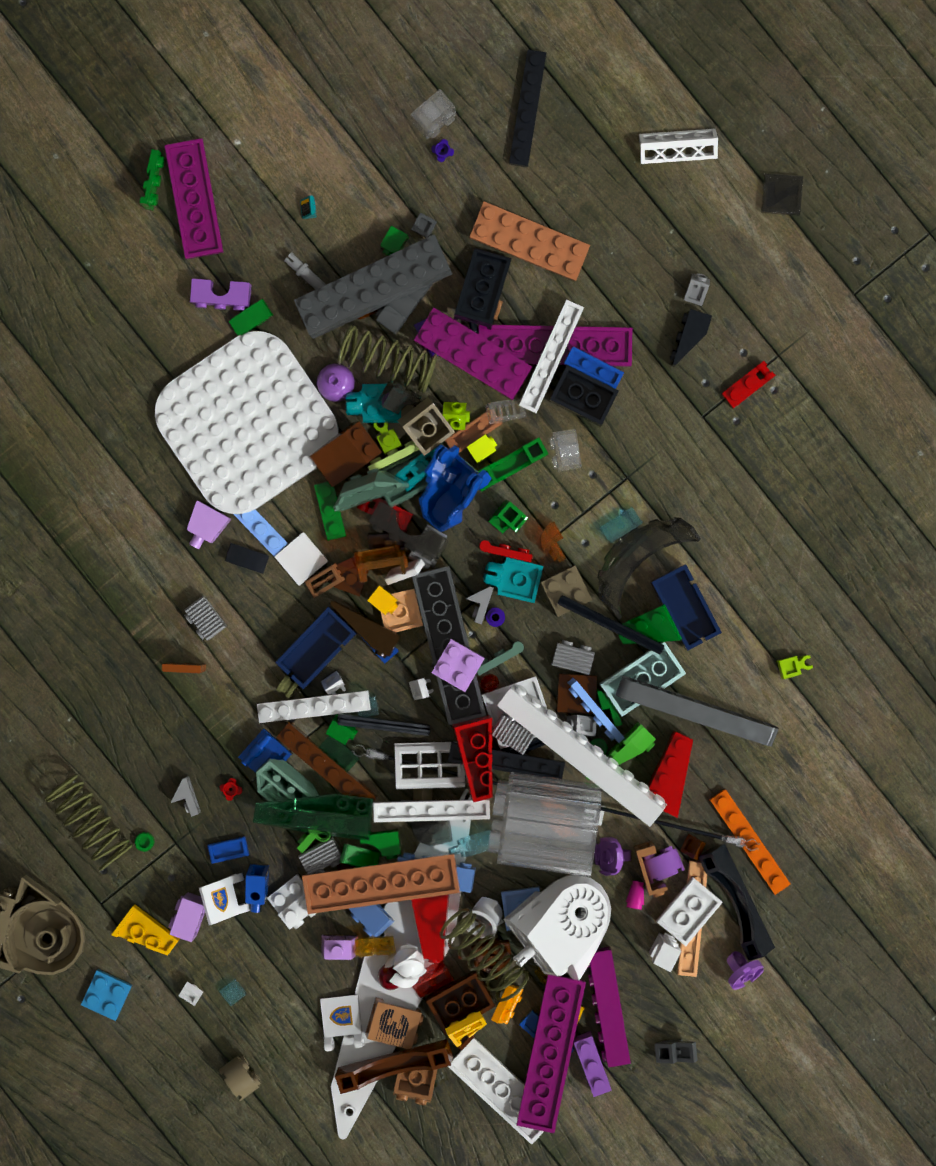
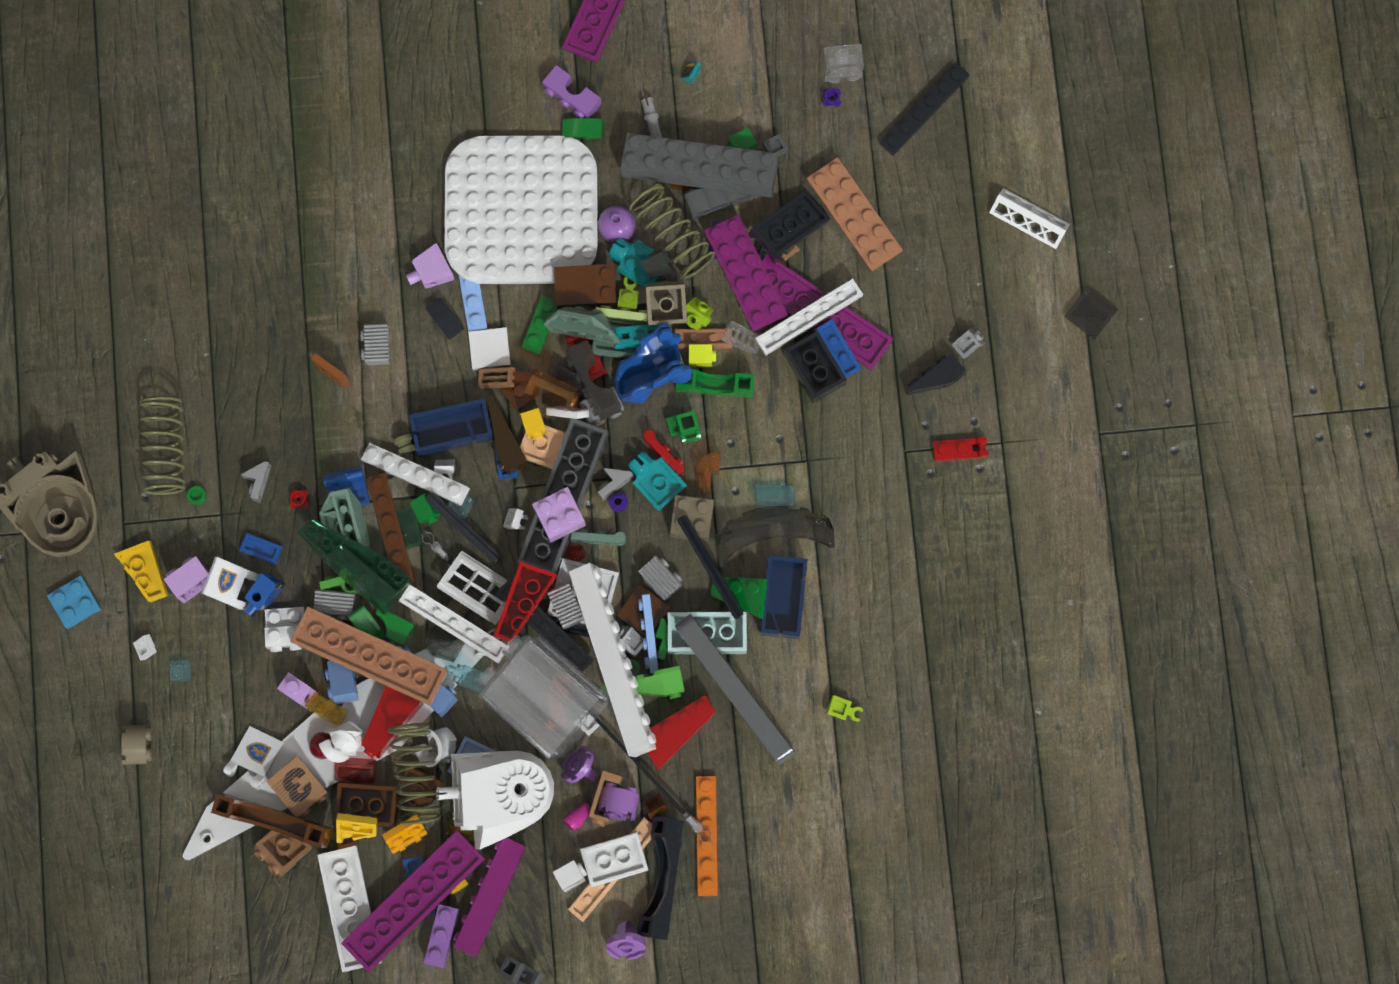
camera: 30 degrees right, 10 degrees down
(565, 450) = (769, 402): clear brick -> none

